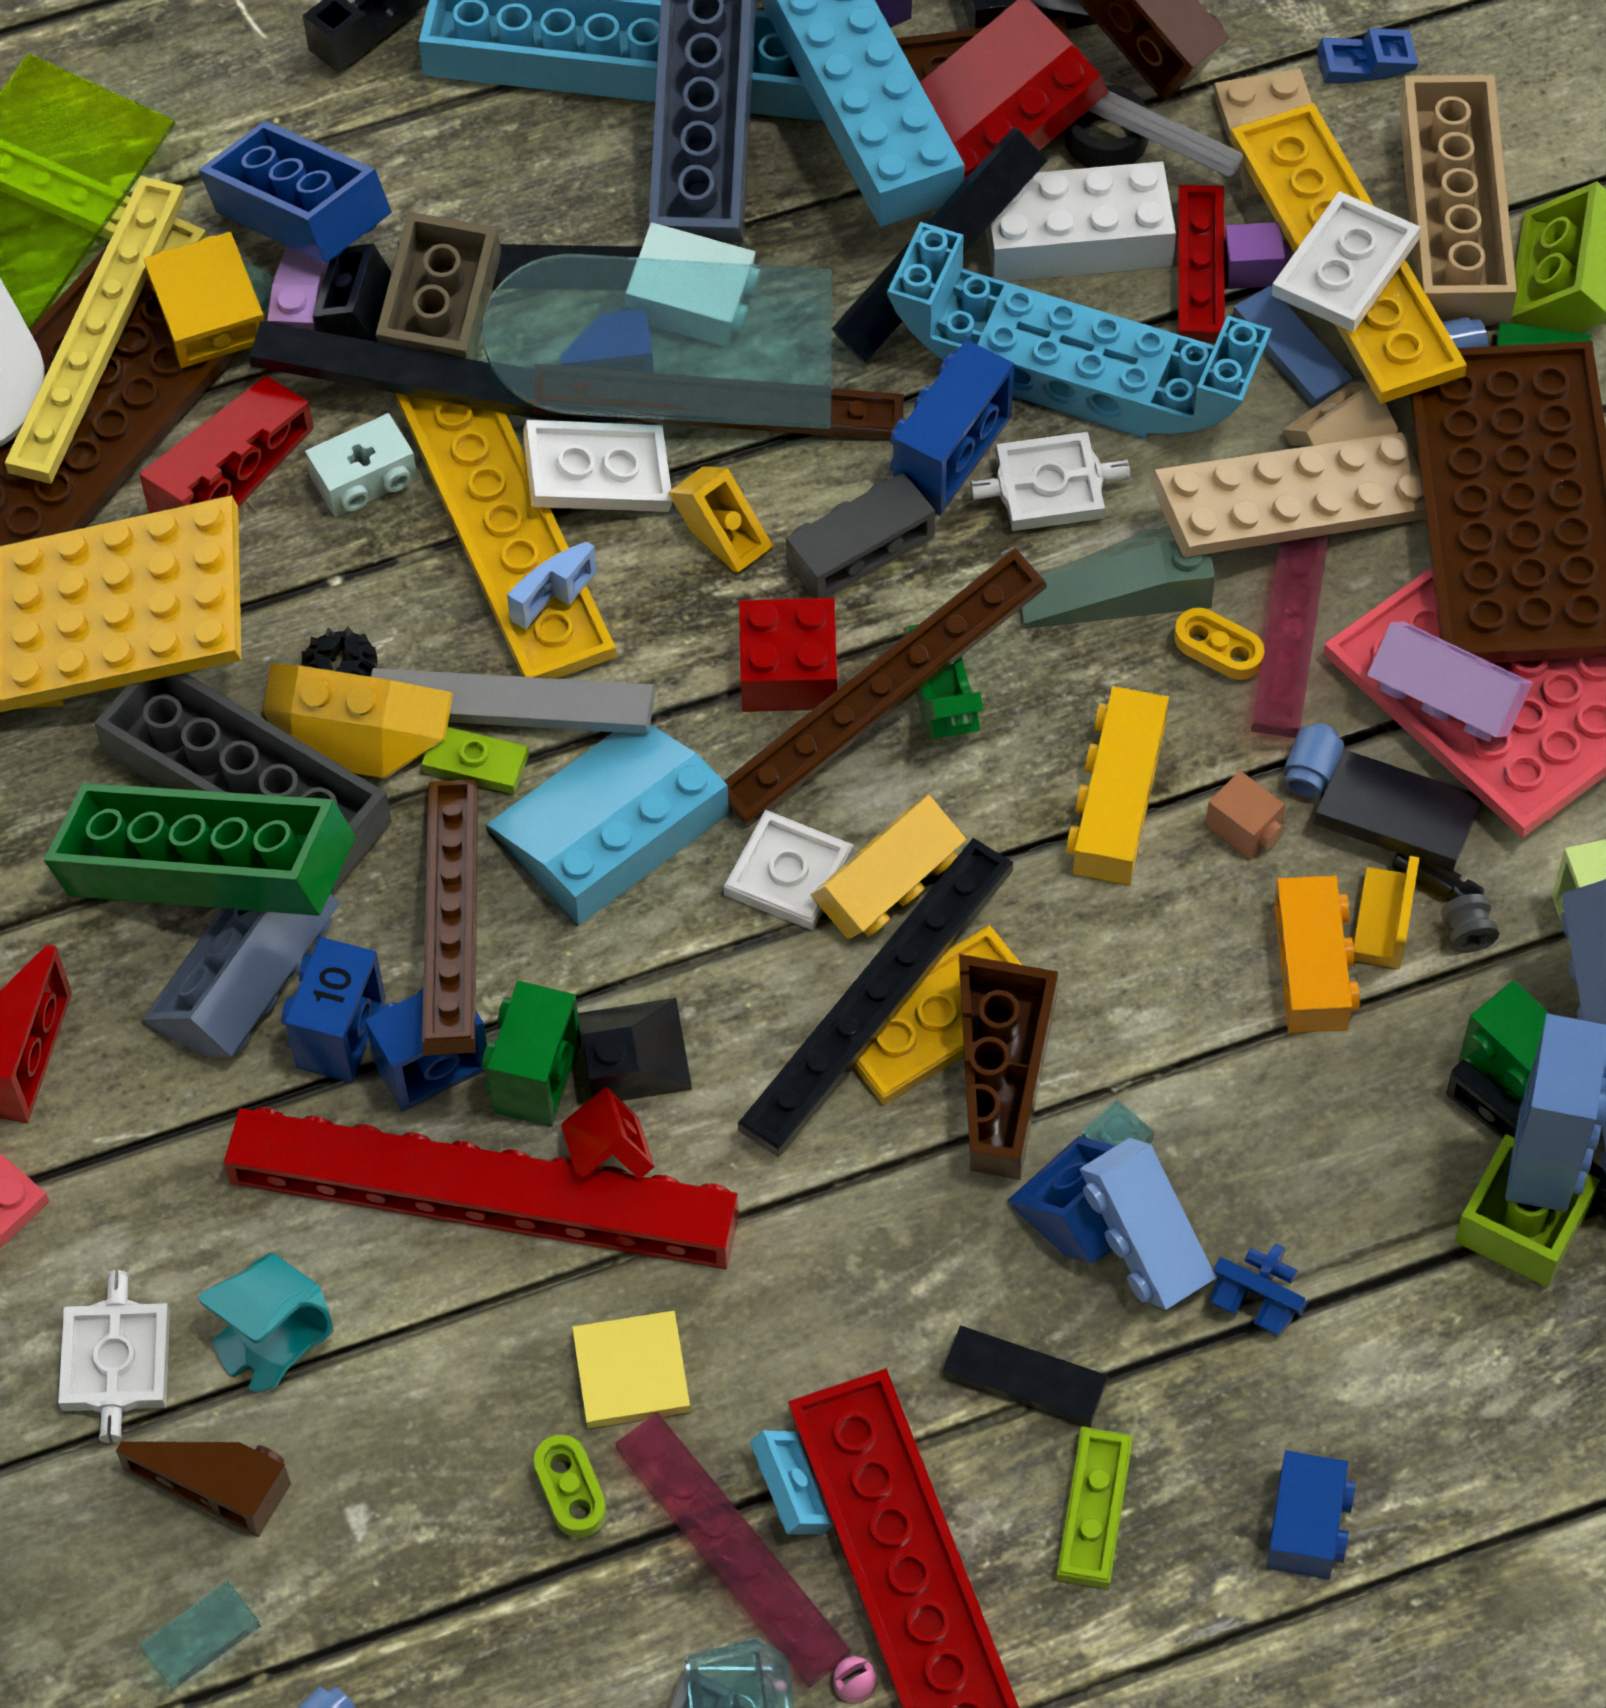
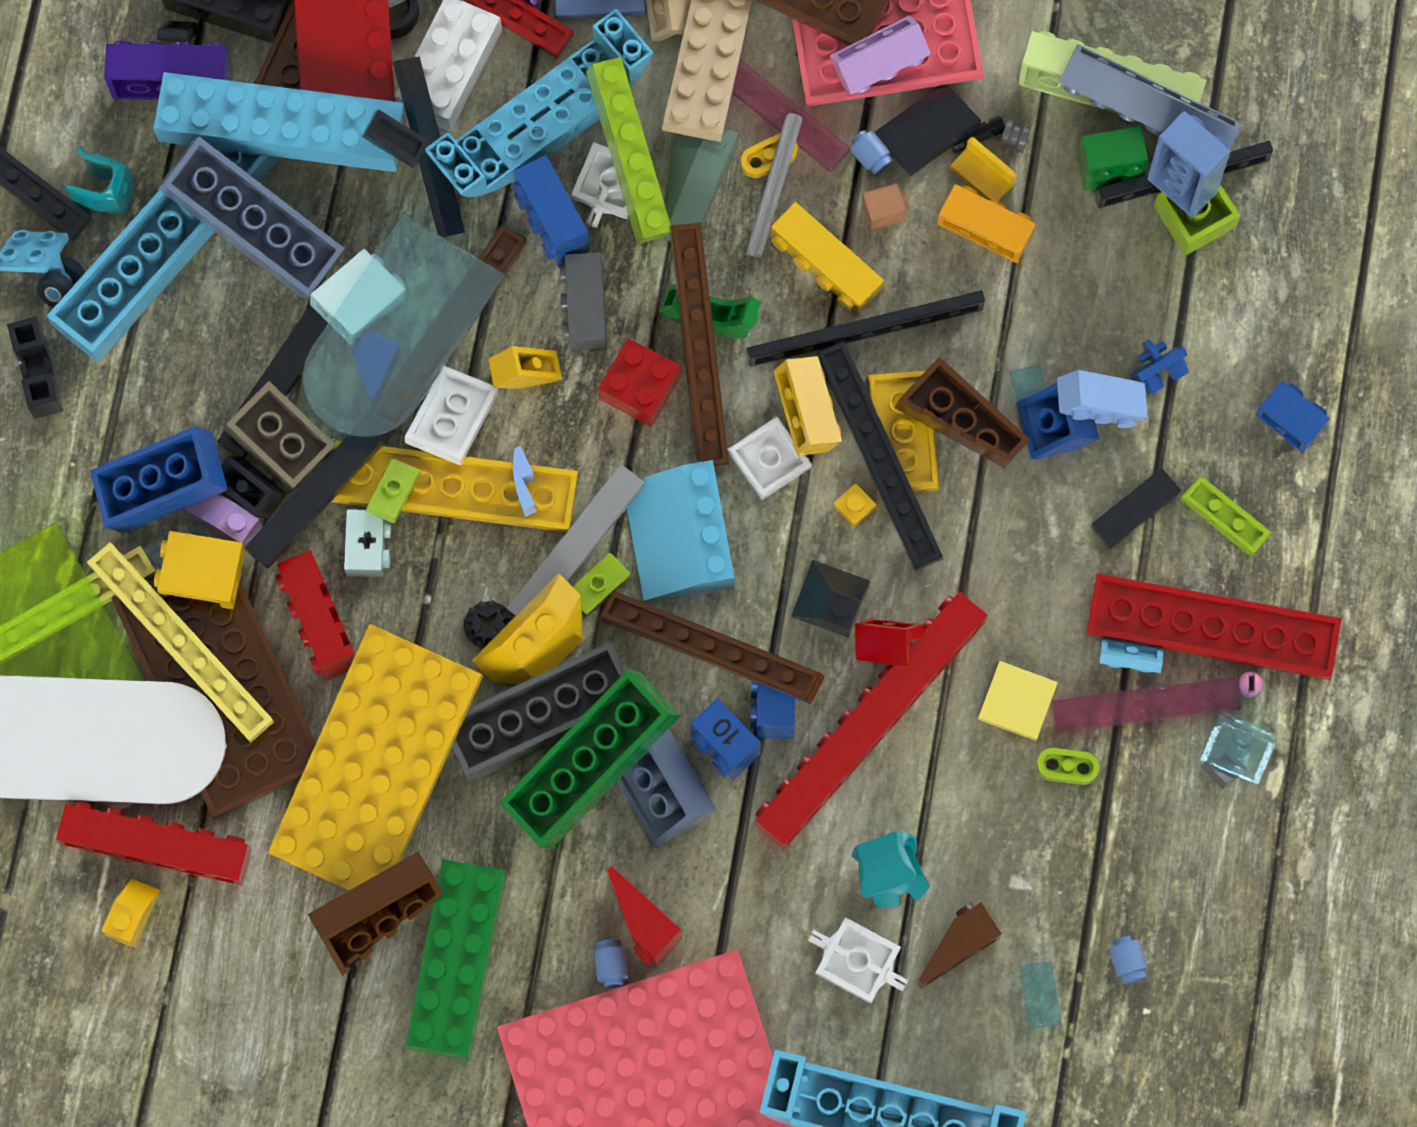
camera: 60 degrees left, 15 degrees up
(446, 448) = (393, 491): none -> lime plate
(532, 1053) = (815, 647): green brick -> none
(789, 1009) = (854, 505): none -> yellow plate
(906, 176) = (395, 138): none -> black tile
(1057, 887) = (865, 328): none -> black tile
(1097, 454) = (628, 150): none -> lime brick
(1179, 663) = (774, 185): none -> light grey axle

